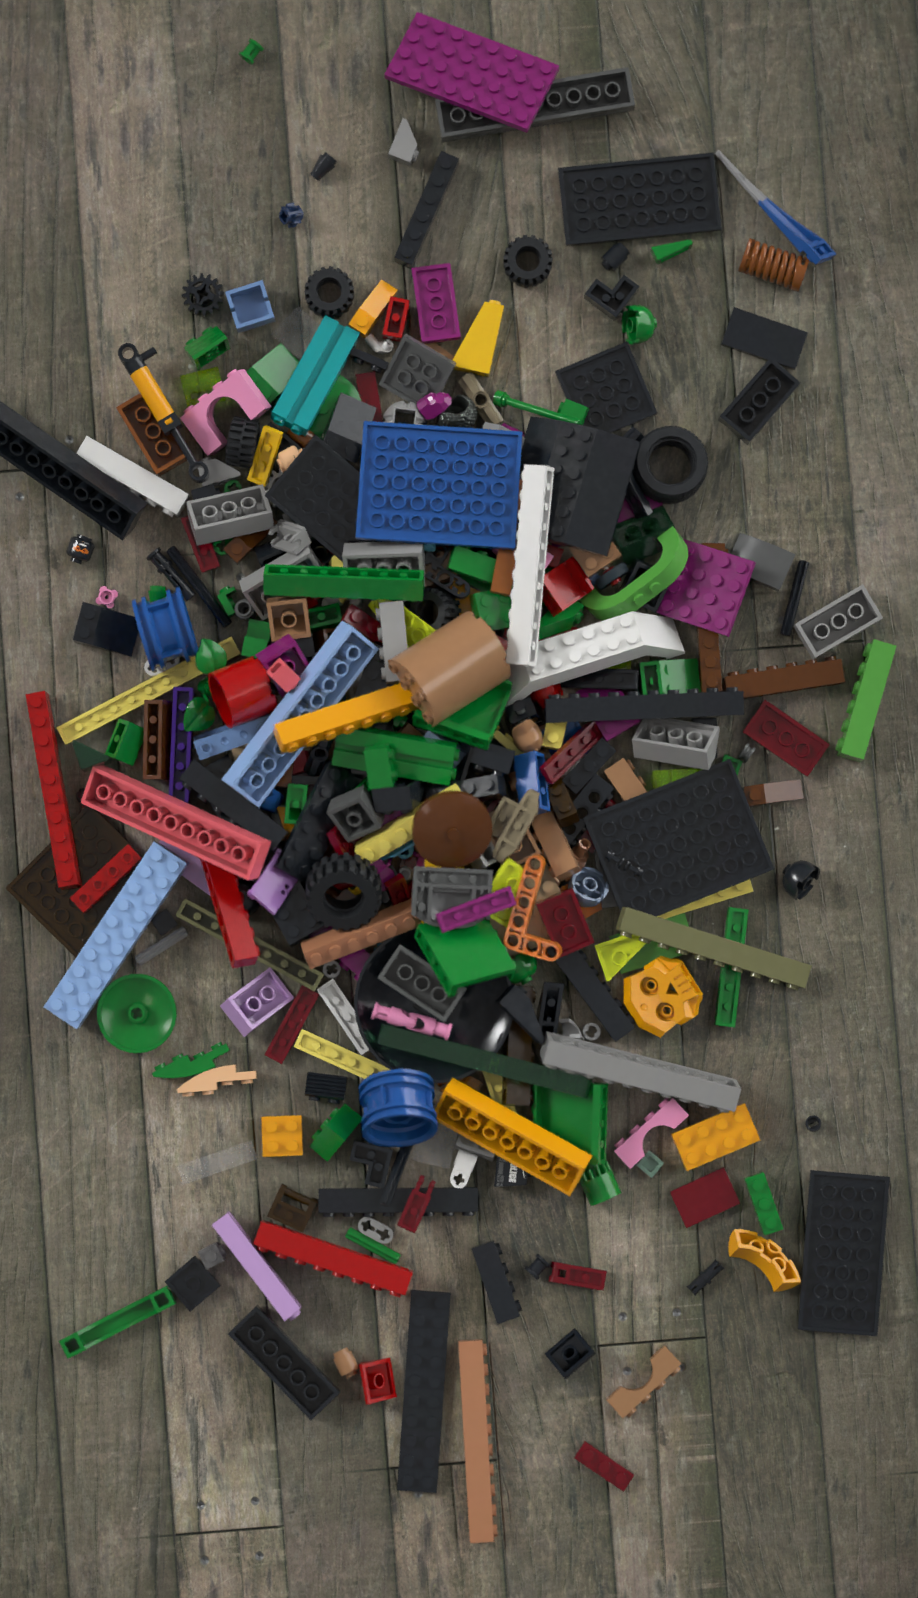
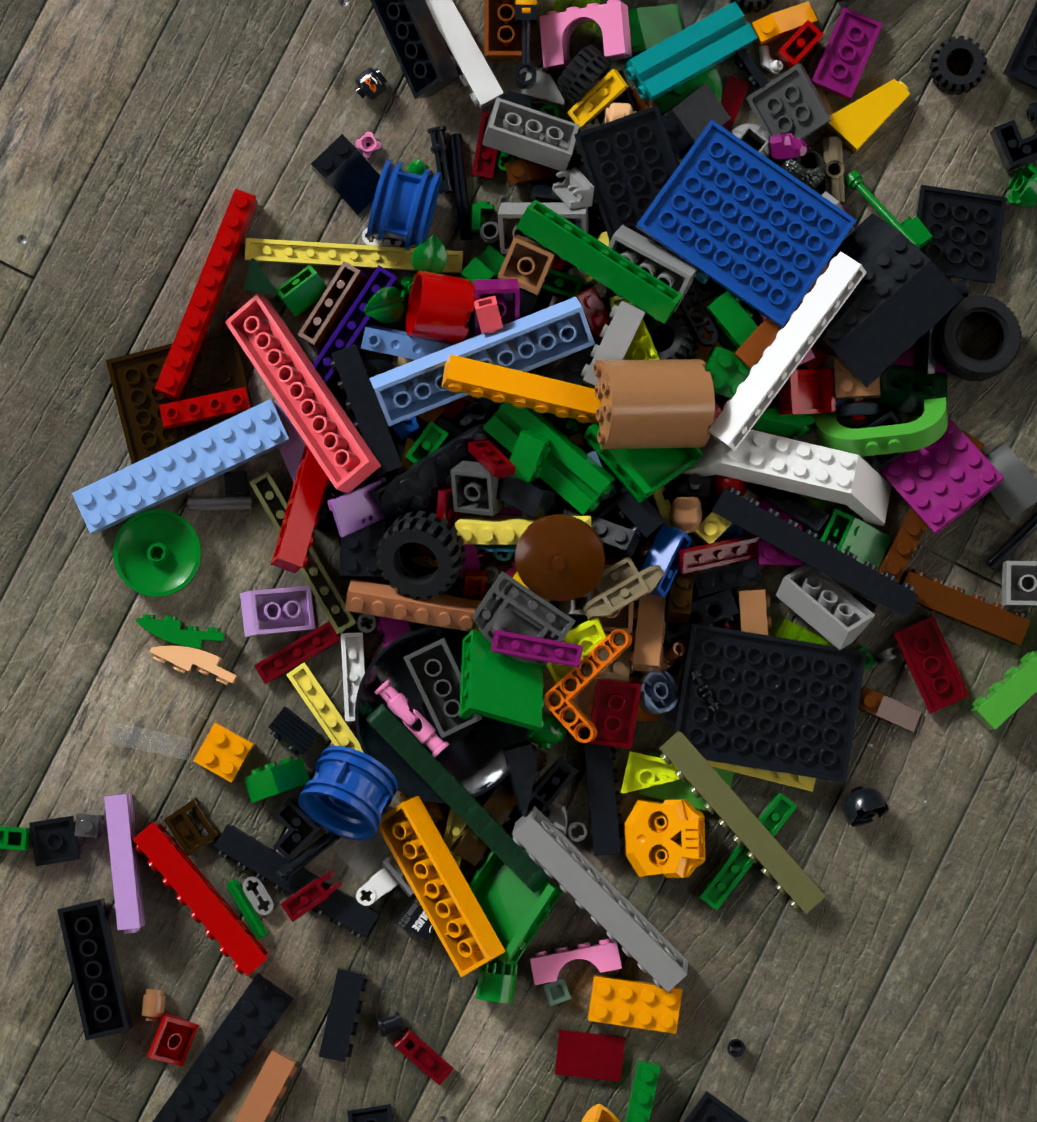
camera: 30 degrees right, 0 degrees up
(353, 784) = (491, 458): none -> dark red plate

